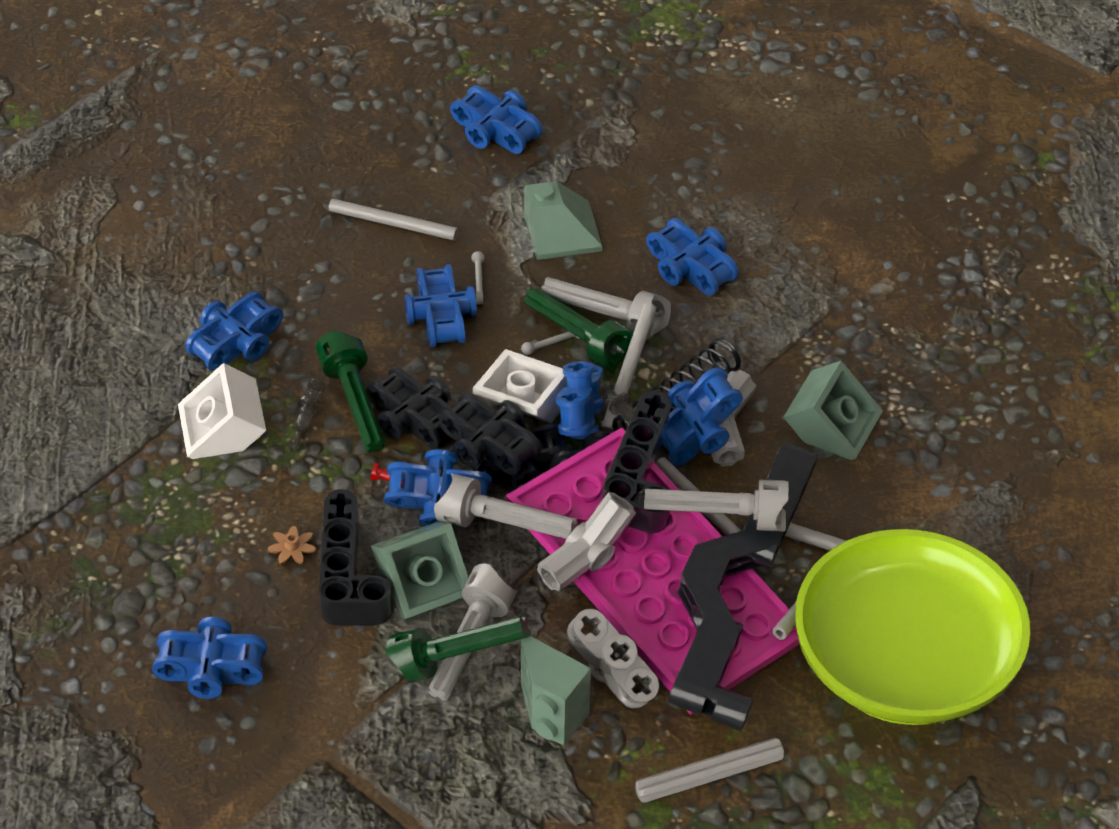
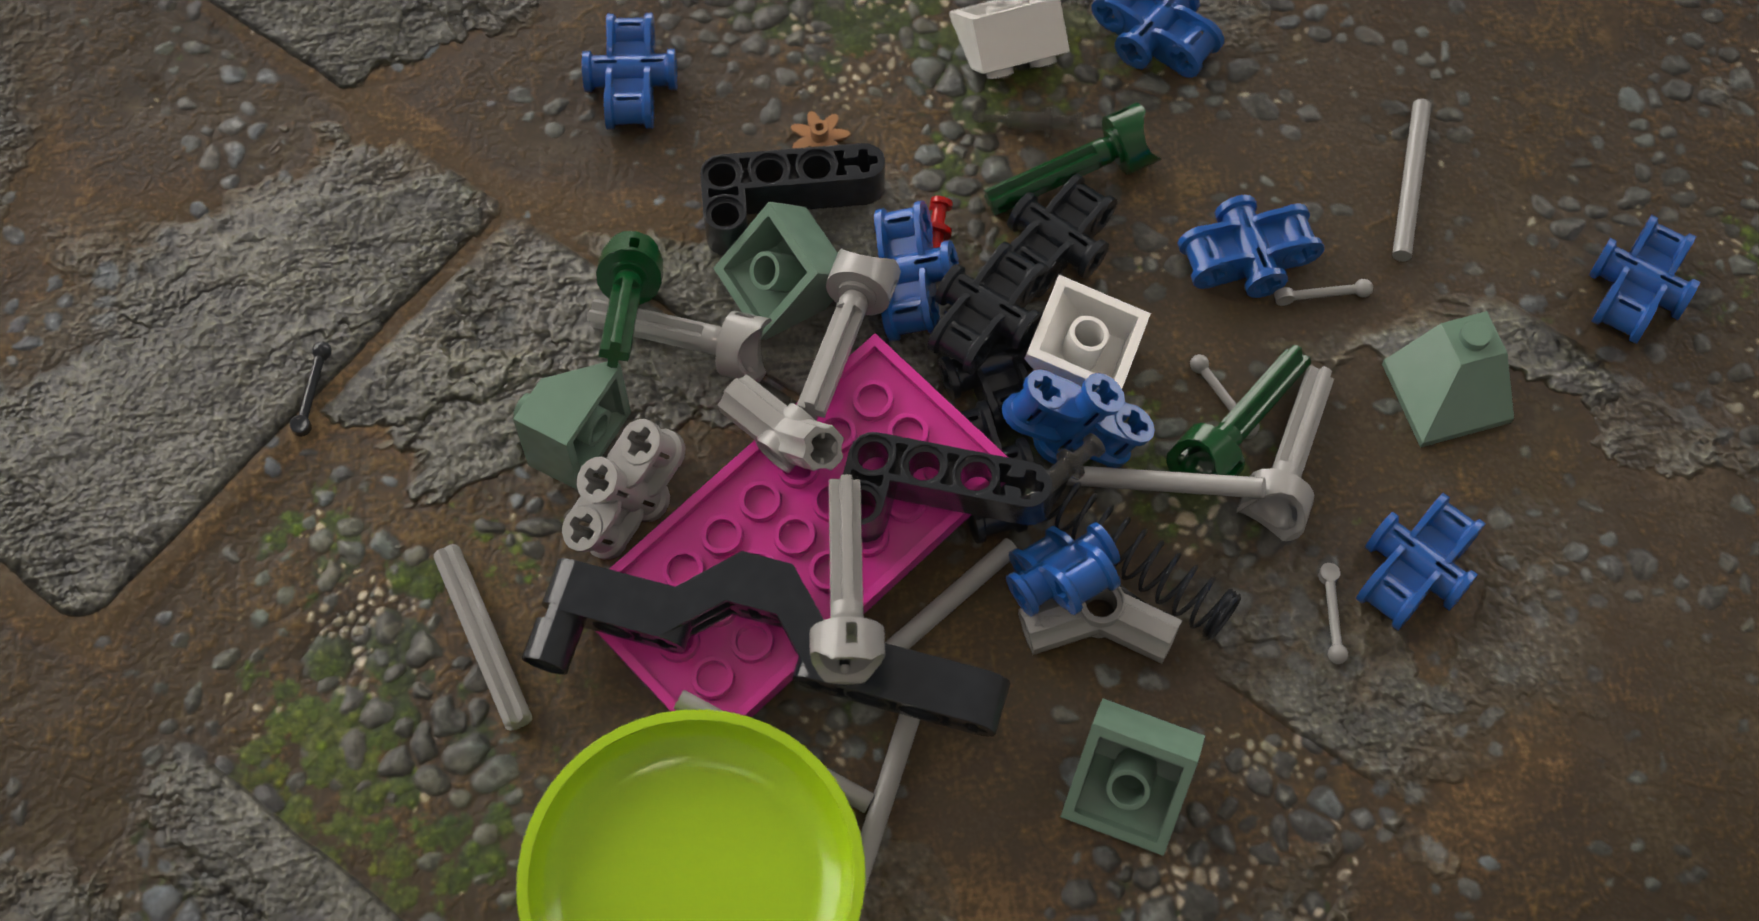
camera: 85 degrees right, 15 degrees up
(693, 307) = (1329, 575): none -> light grey hinge

